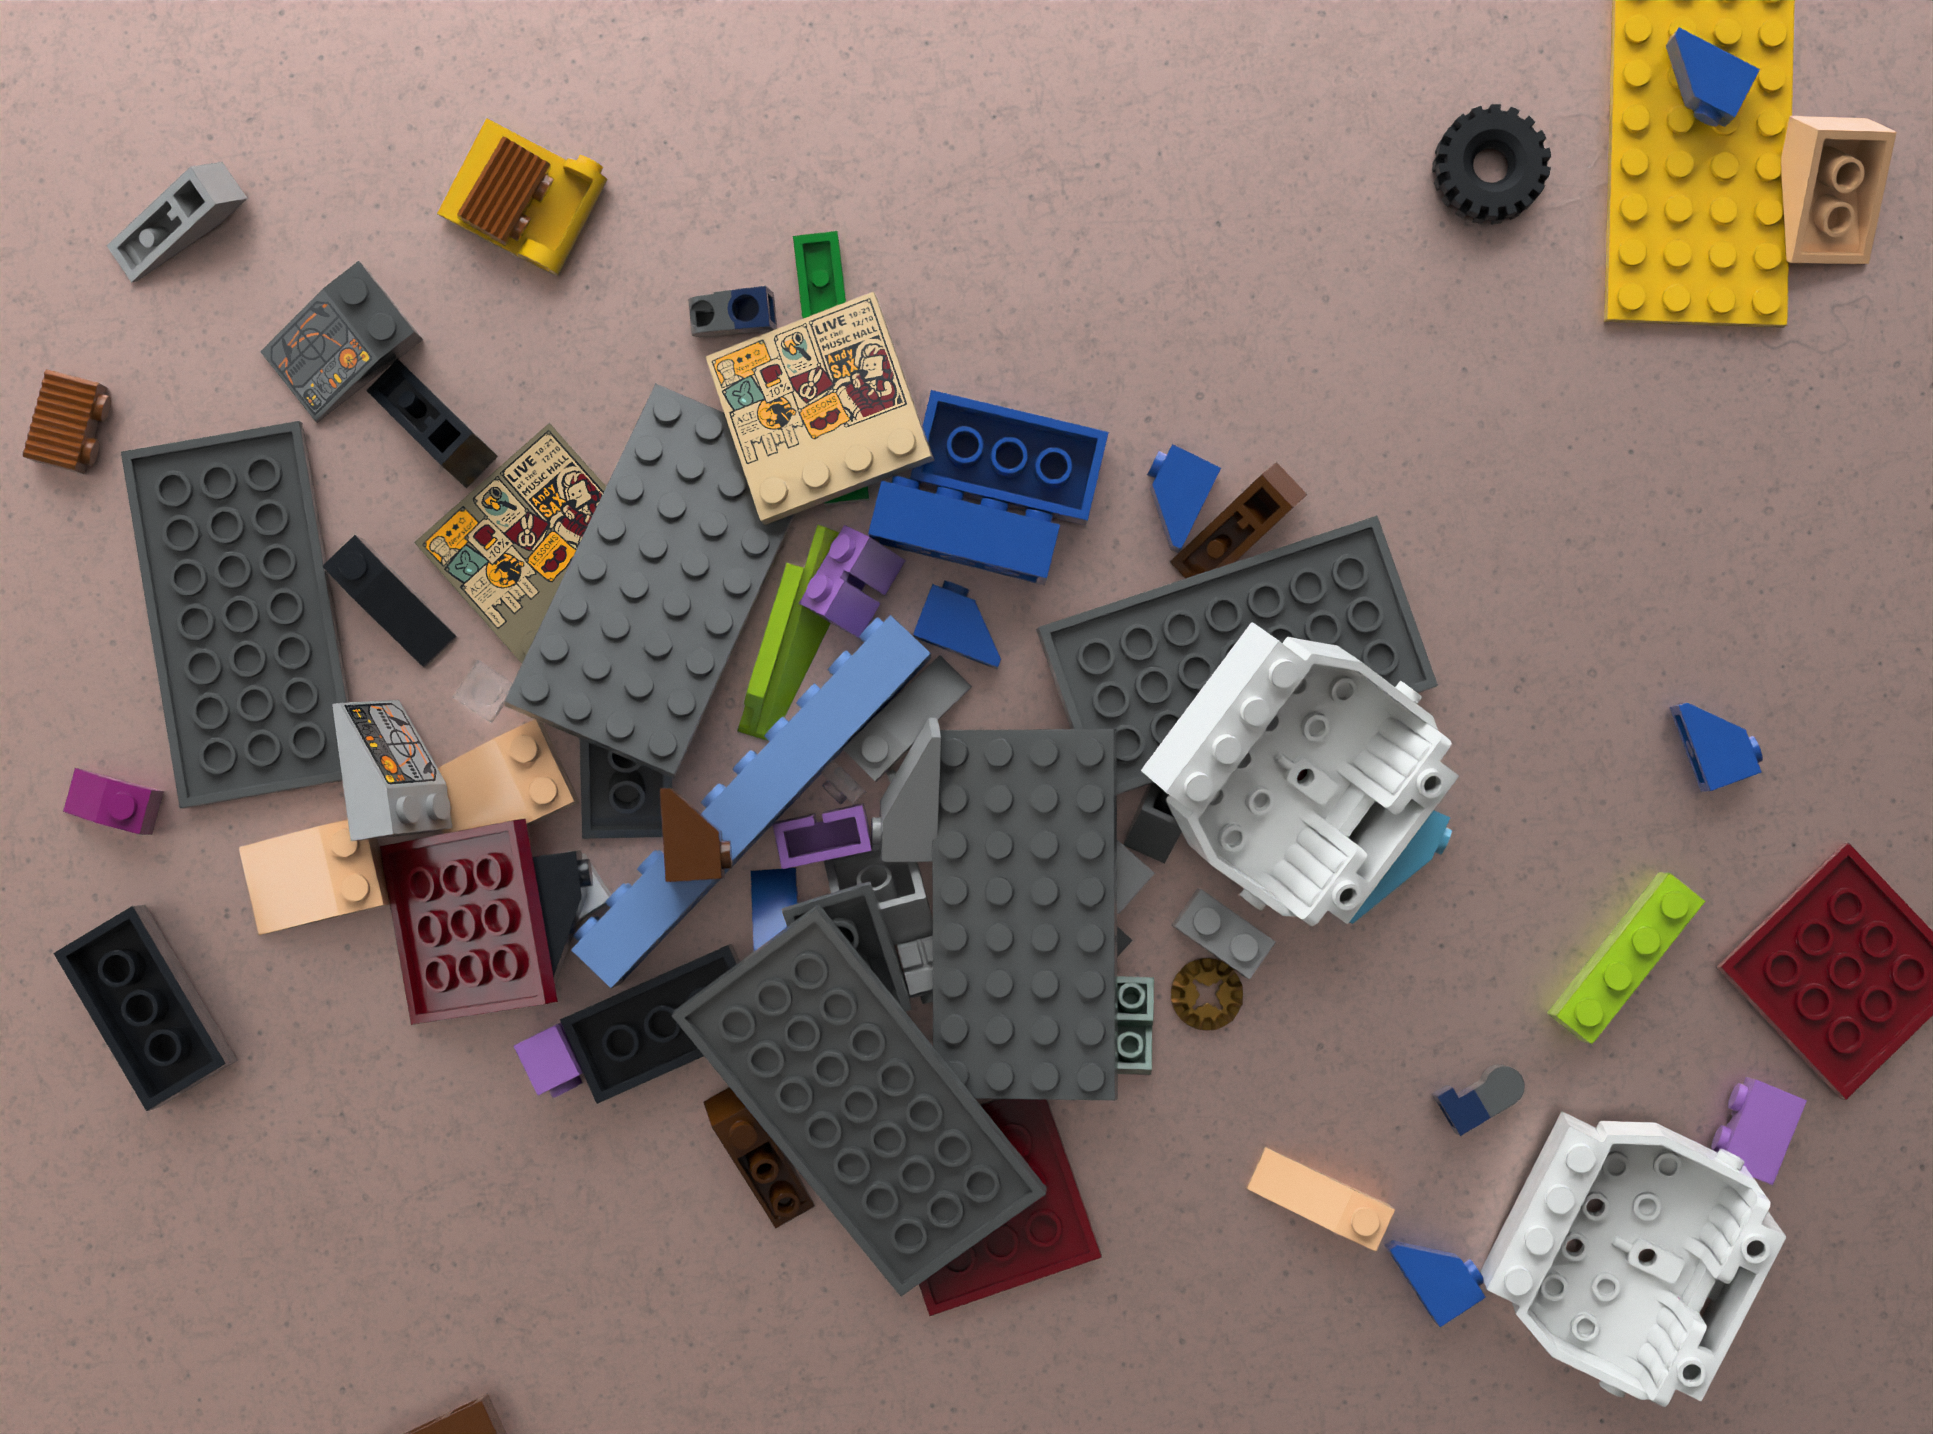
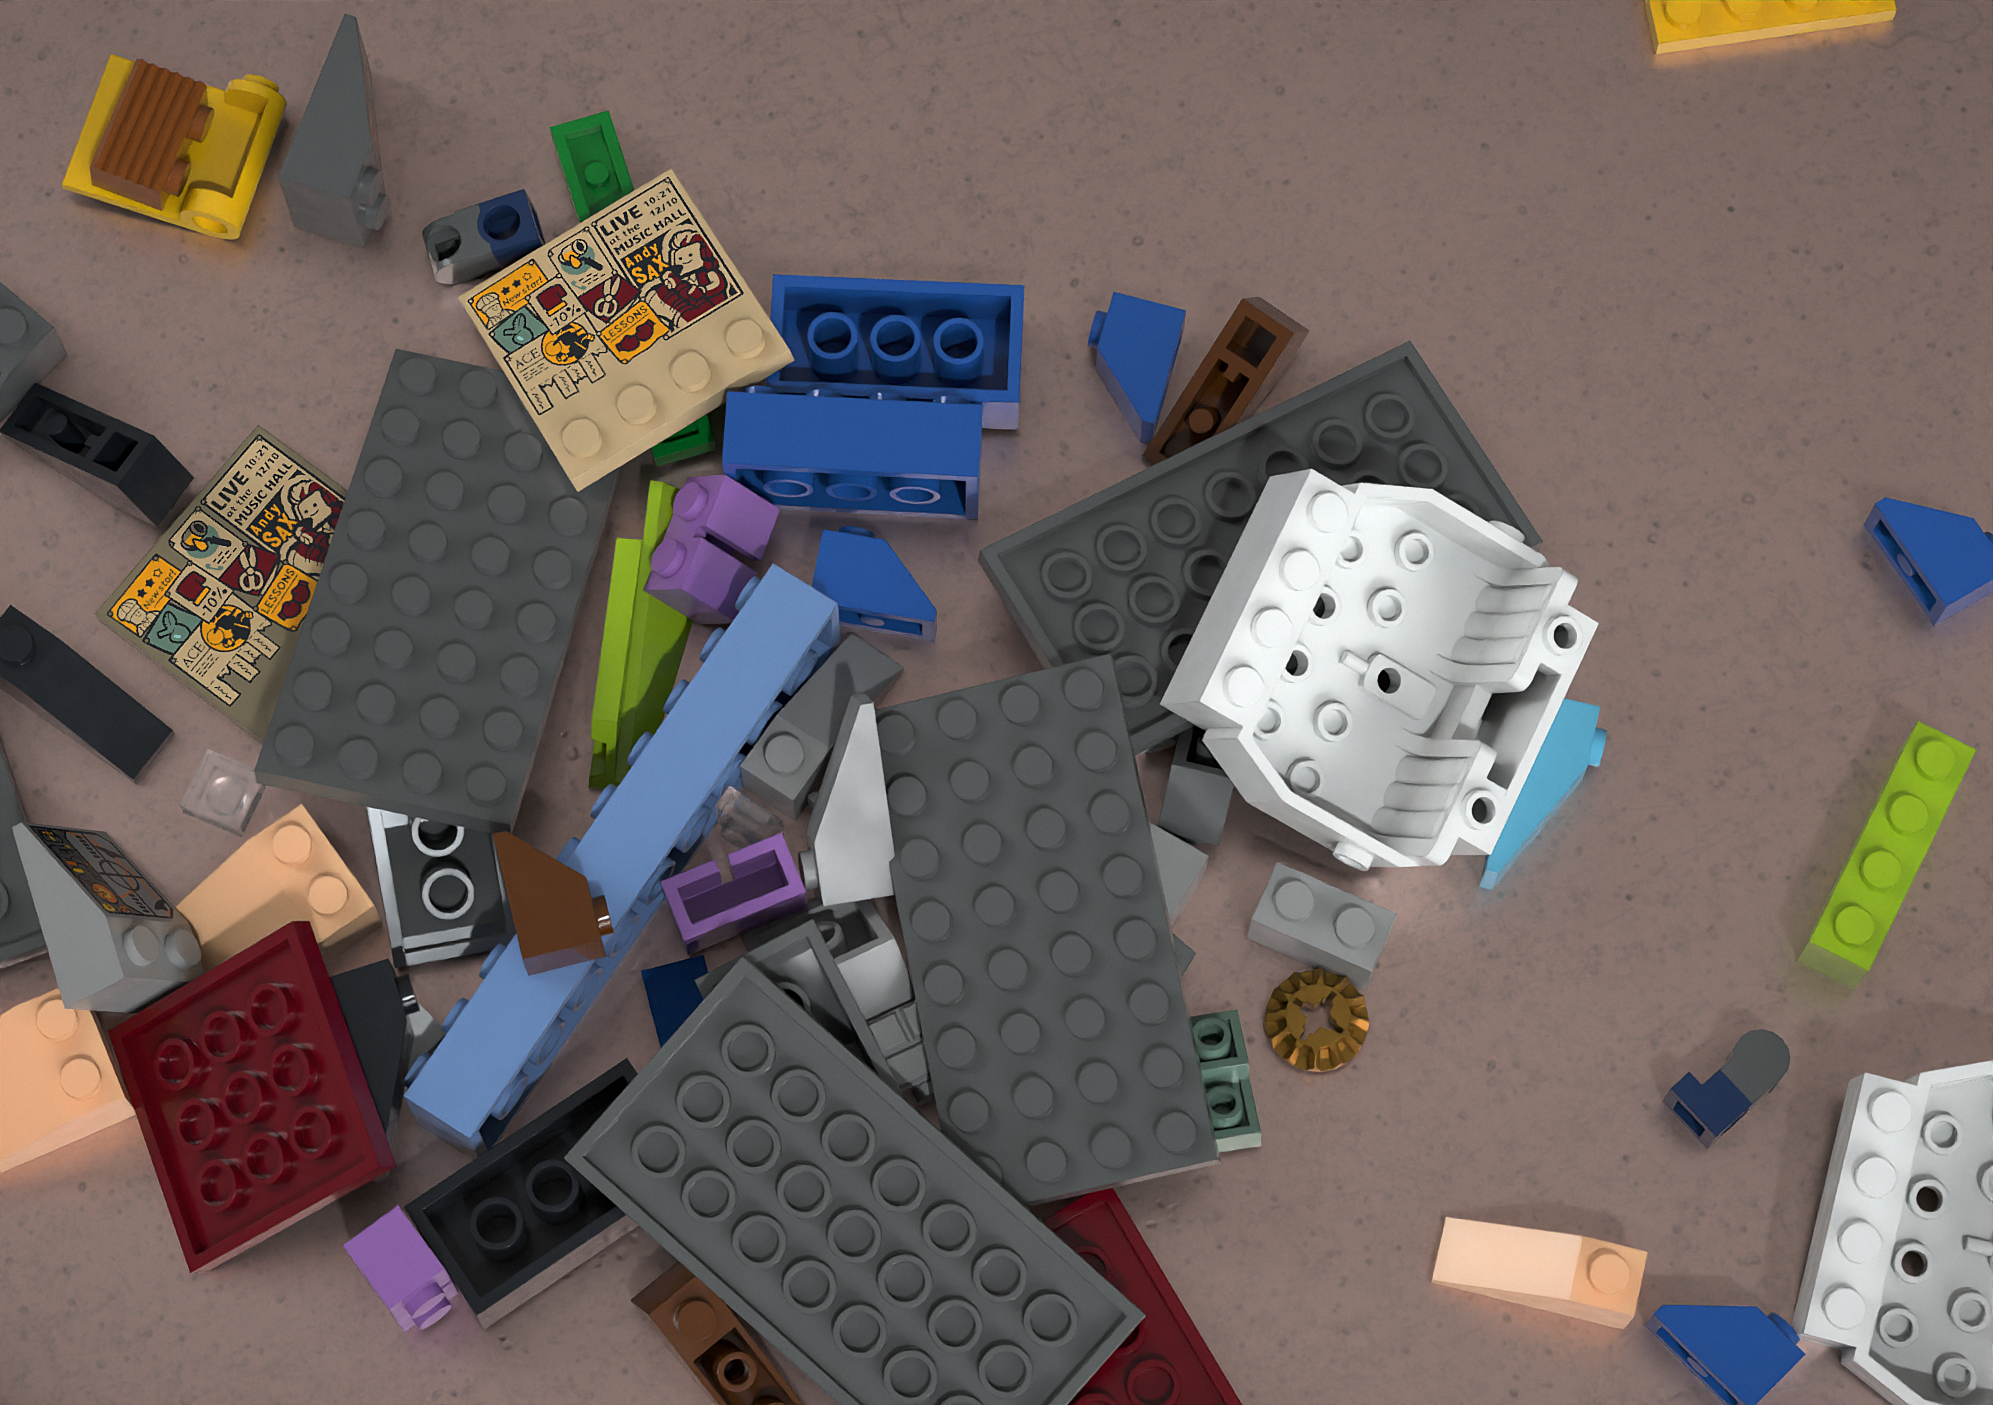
camera: 10 degrees left, 15 degrees down
(637, 235) = (335, 162): none -> dark grey slope

